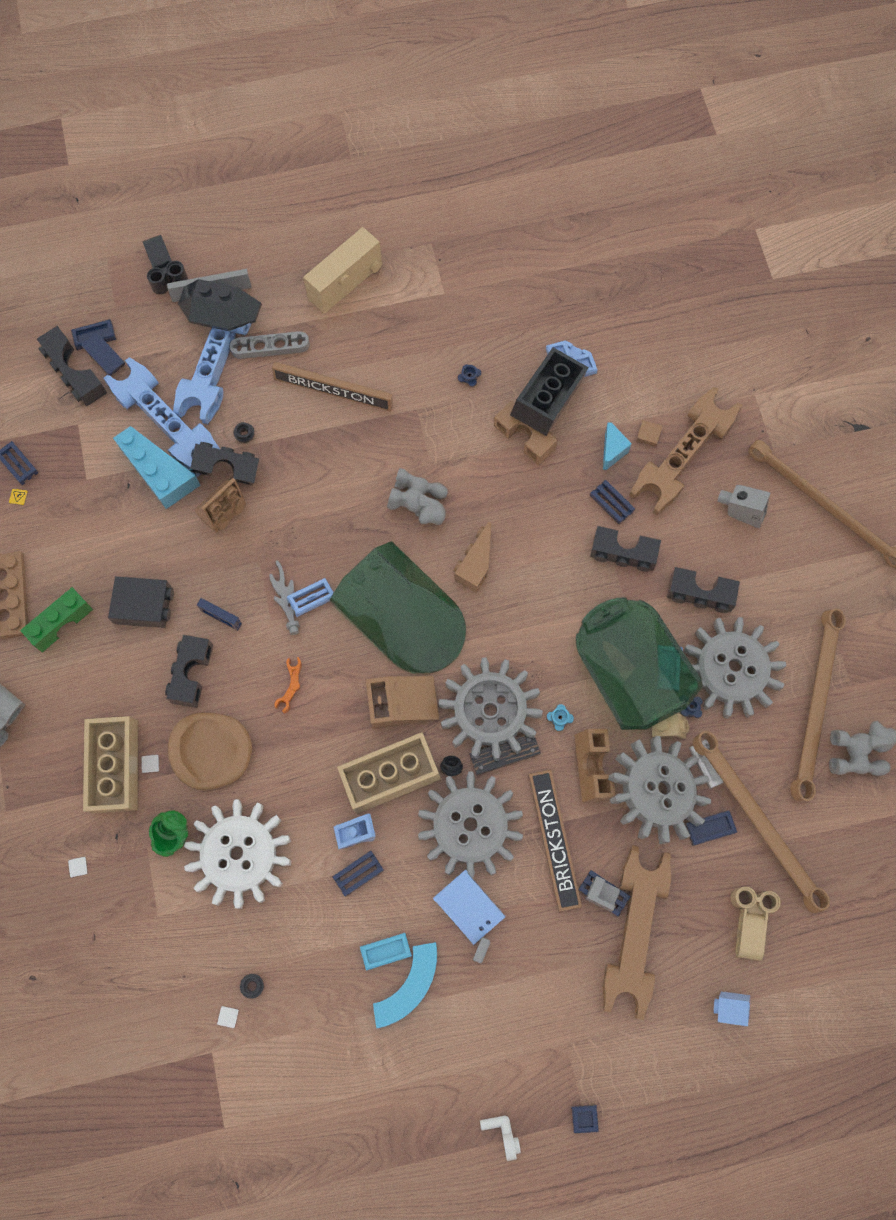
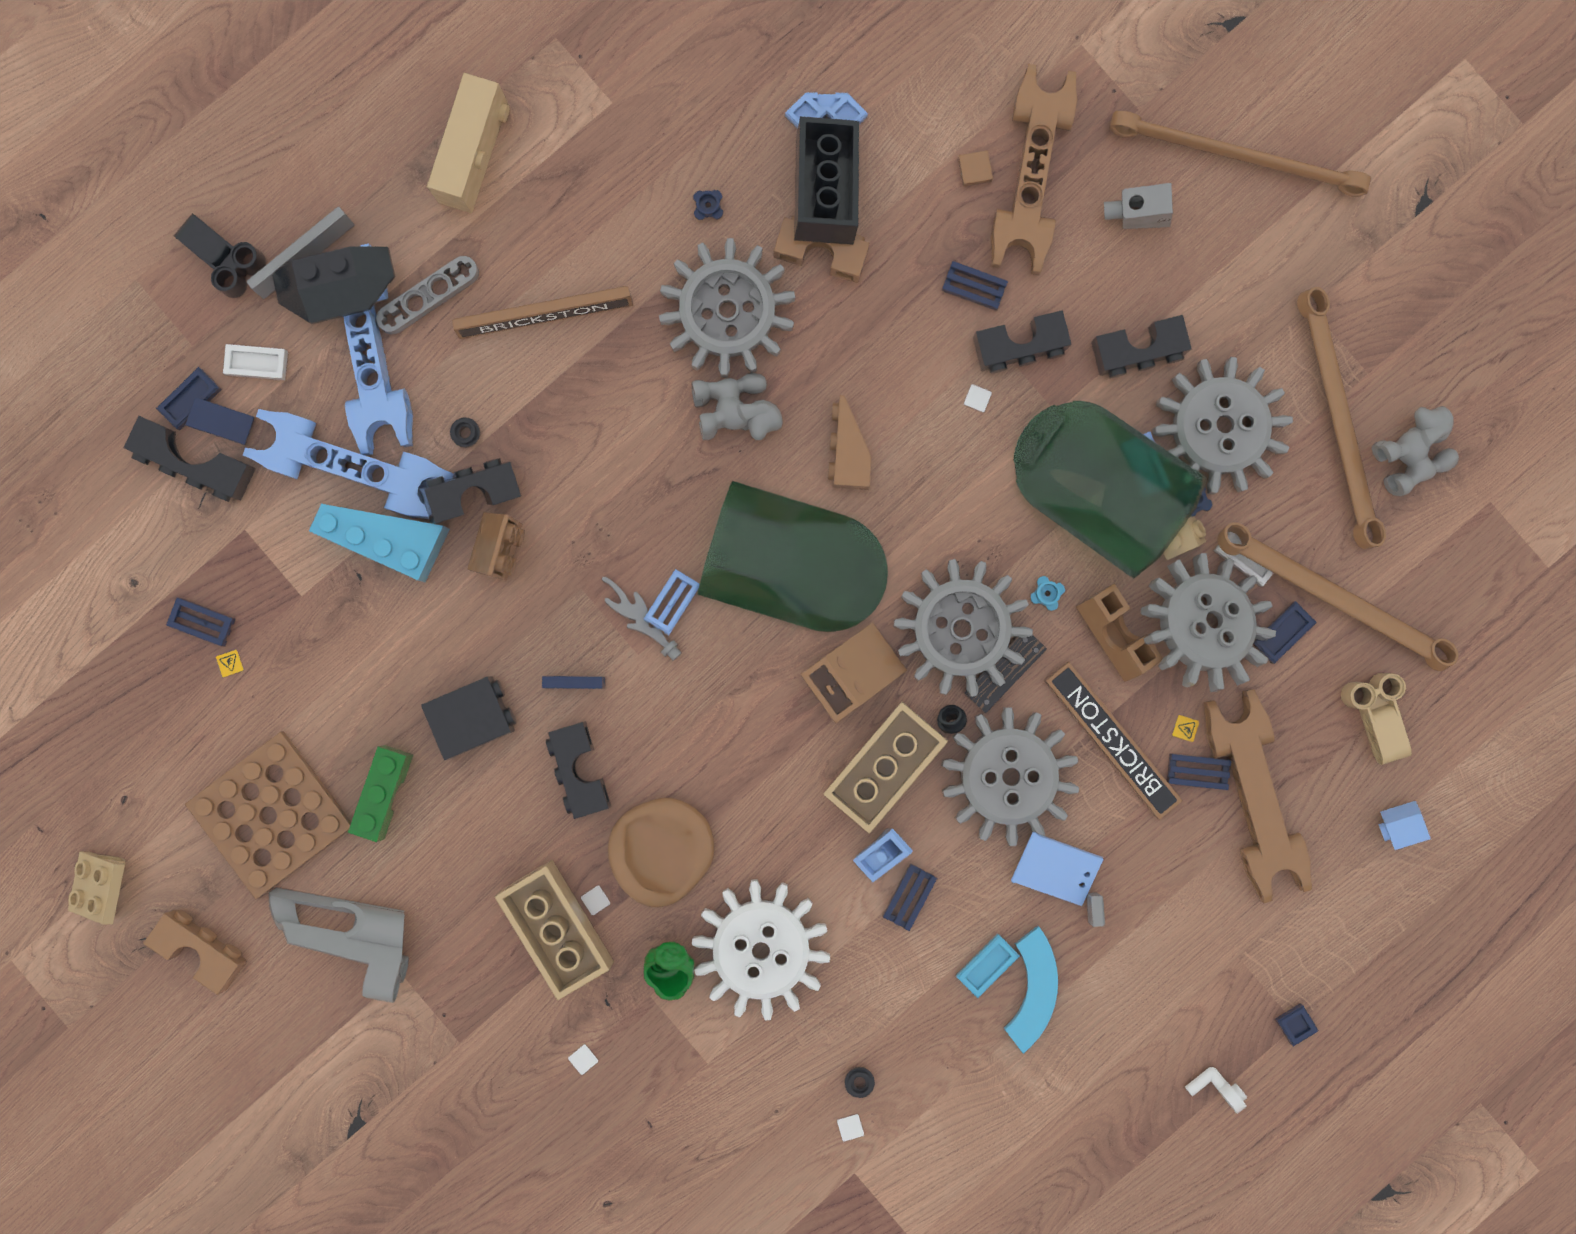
camera: 30 degrees left, 15 degrees up
(145, 333) = (255, 362): none -> white tile
(294, 685) = (712, 719): orange piece -> none
(436, 423) = (703, 294): none -> light grey gear
(578, 571) = (977, 398): none -> white sticker
(602, 894) = (1200, 776): light grey panel -> none
(609, 859) = (1185, 728): none -> yellow sticker
(615, 446) = (941, 210): medium azure slope -> none

